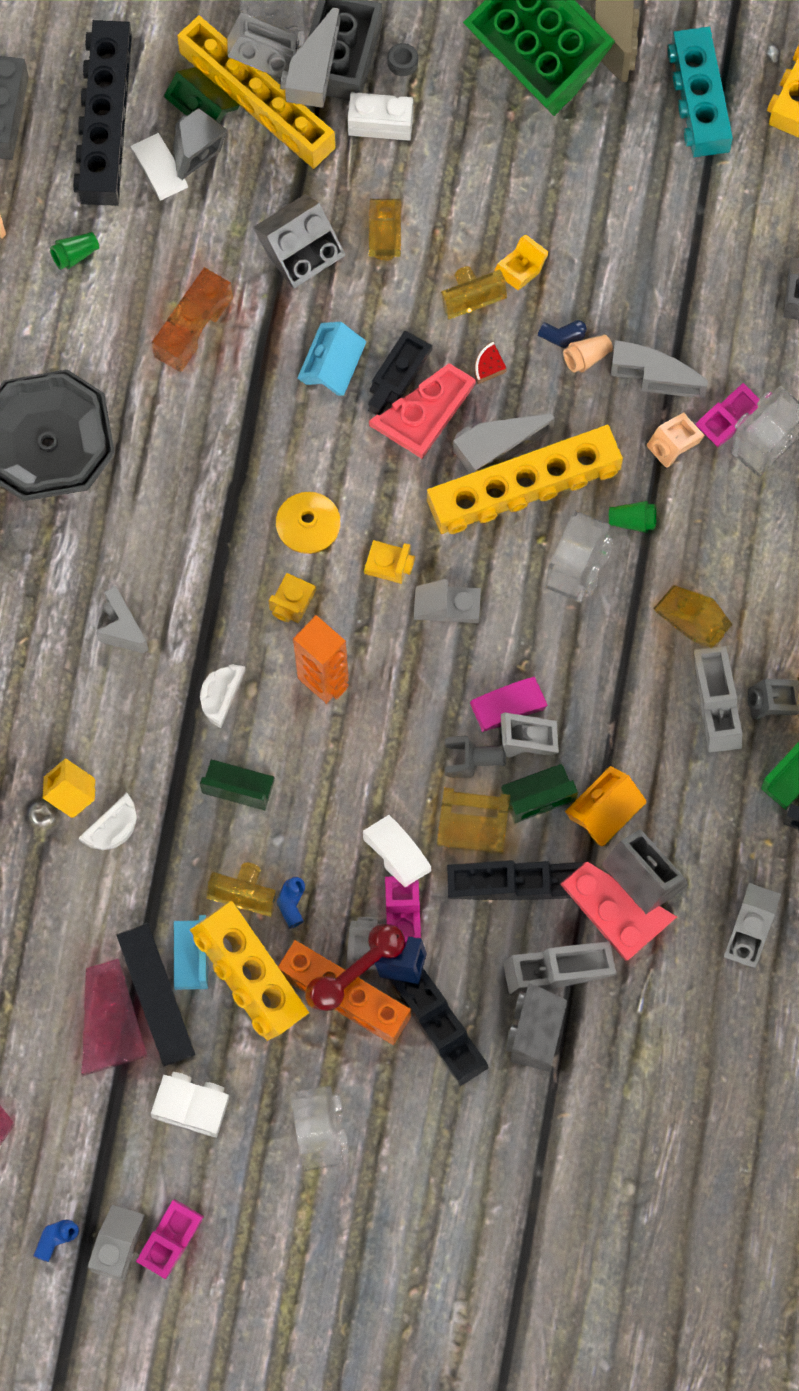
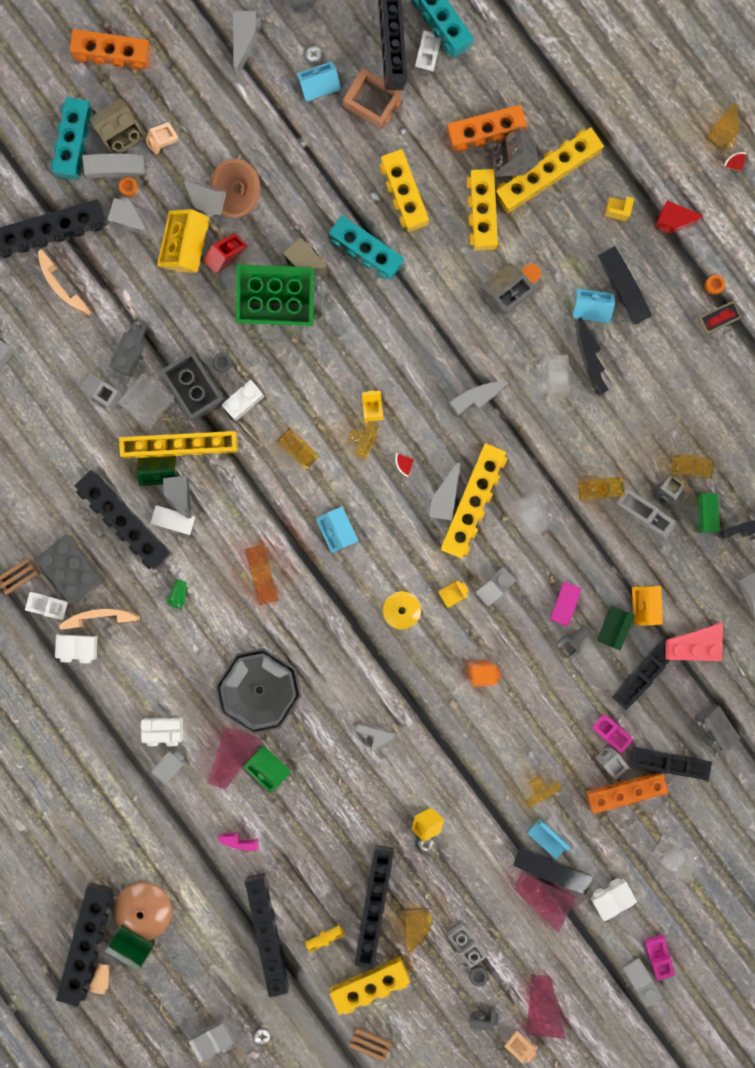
camera: 50 degrees left, 15 degrees up
(54, 1235) = (613, 1003): blue arm -> none
(113, 826) = (460, 819): white tile -> none
(219, 692) = (442, 719): white tile -> none
(237, 784) = (492, 751): dark green panel -> none
(261, 45) = (163, 424): light grey window -> none
(266, 977) = (611, 824): yellow brick -> none
(289, 899) = (562, 776): blue arm -> none
(291, 599) = (431, 651): yellow bracket -> none
(300, 240) = (268, 492): flat silver slope -> none
(311, 65) = (196, 414): light grey slope -> none
(328, 992) = (626, 758): dark red piece -> none
(398, 371) = (370, 507): black hinge -> none
(398, 850) = (585, 712): white slope -> none
(407, 965) = (636, 756): dark blue panel -> none
(426, 411) = (400, 512): coral wing -> none
(473, 831) = (607, 672): clear yellow plate -> none
(528, 735) = (589, 609): light grey slope -> none
(559, 966) = (698, 692): light grey slope -> none
(565, 335) = (422, 420): dark blue arm -> none
(587, 352) = (439, 419): light nougat cone -> none
(634, 516) = (533, 470): green cone -> none
(644, 872) = (696, 620): flat silver slope -> none
(674, 438) = (515, 418): light nougat bracket -> none
(720, 420) = (526, 384): dark pink slope -> none

